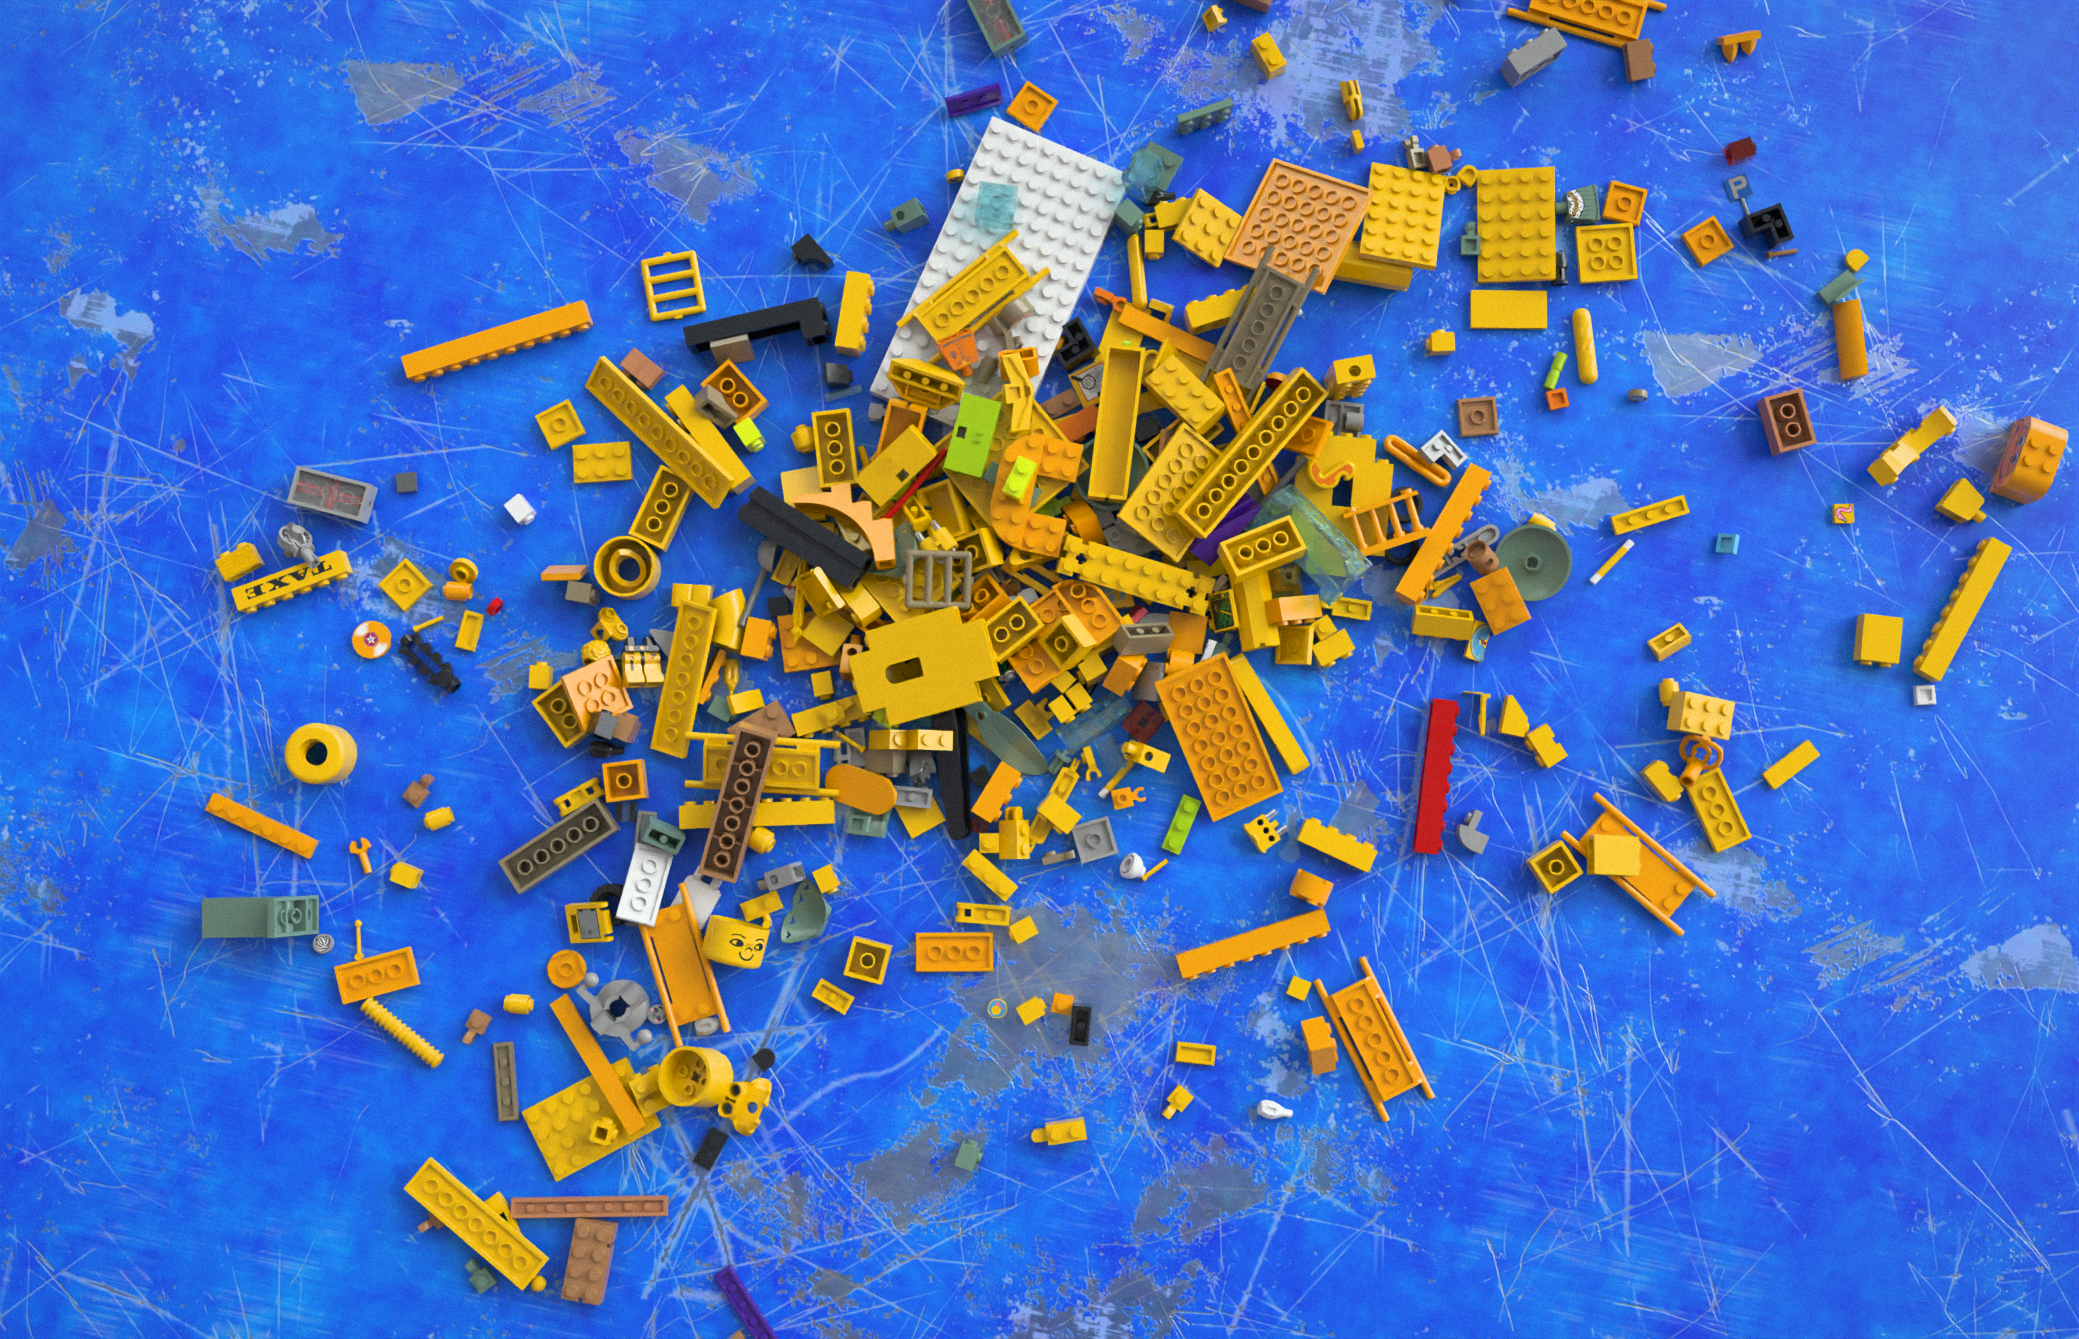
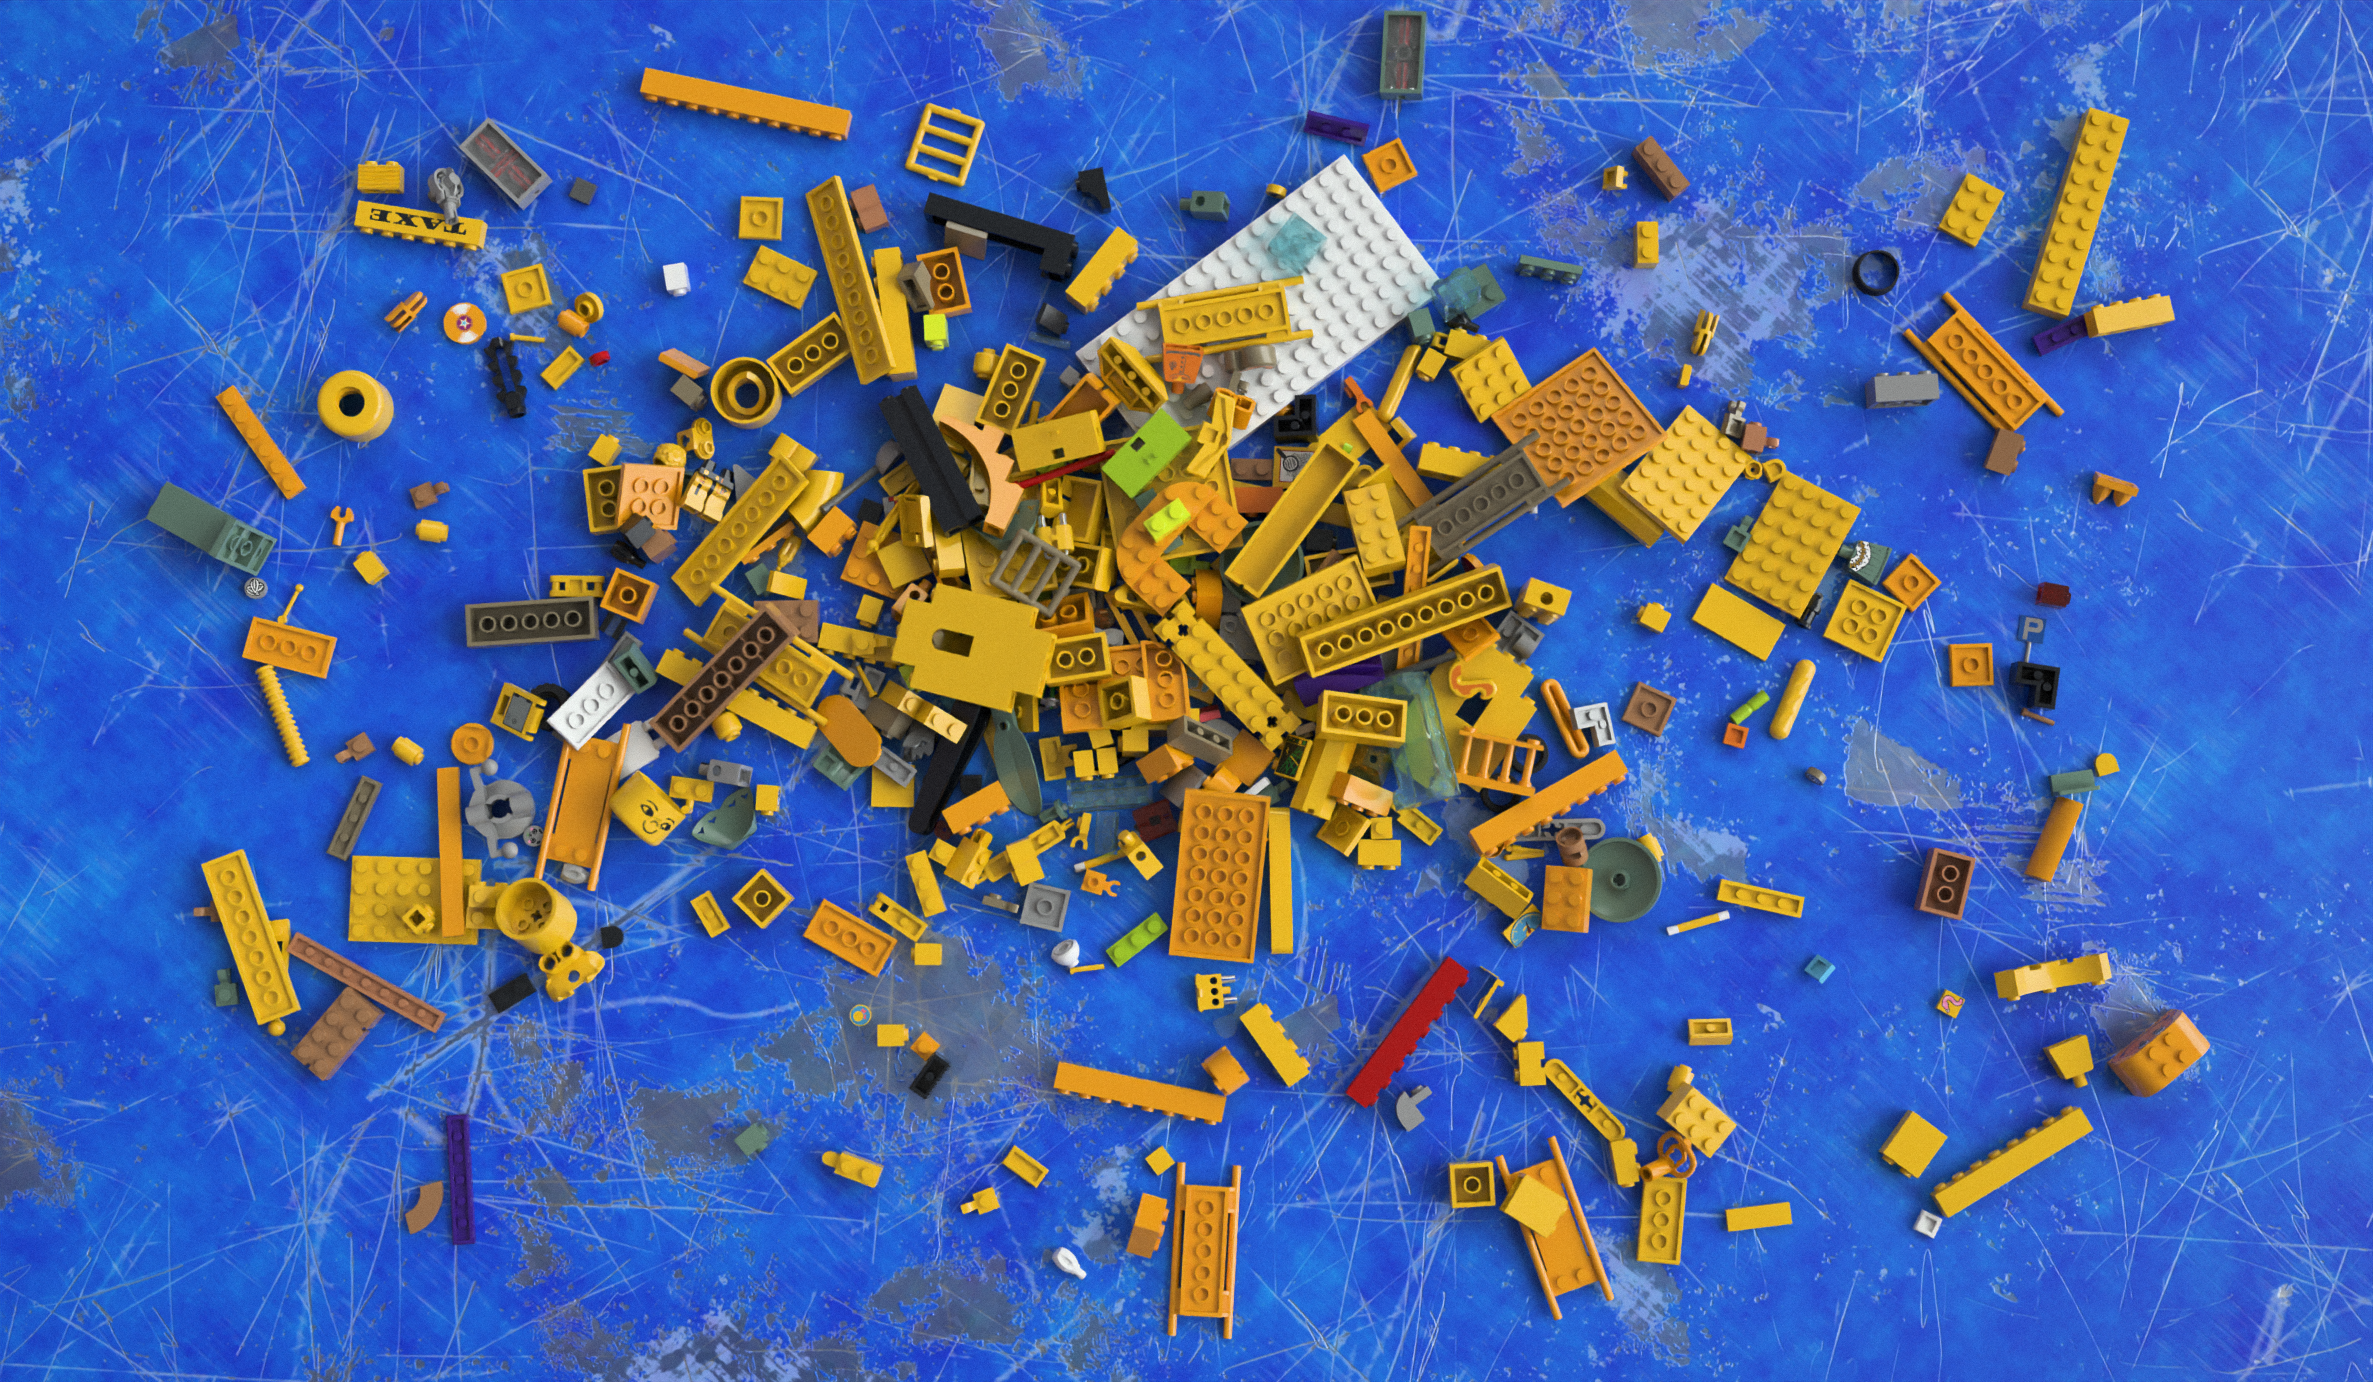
camera: 20 degrees right, 0 degrees up
(319, 656) = (406, 311): none -> light orange arm
(1621, 755) = (1599, 1115): none -> yellow piece

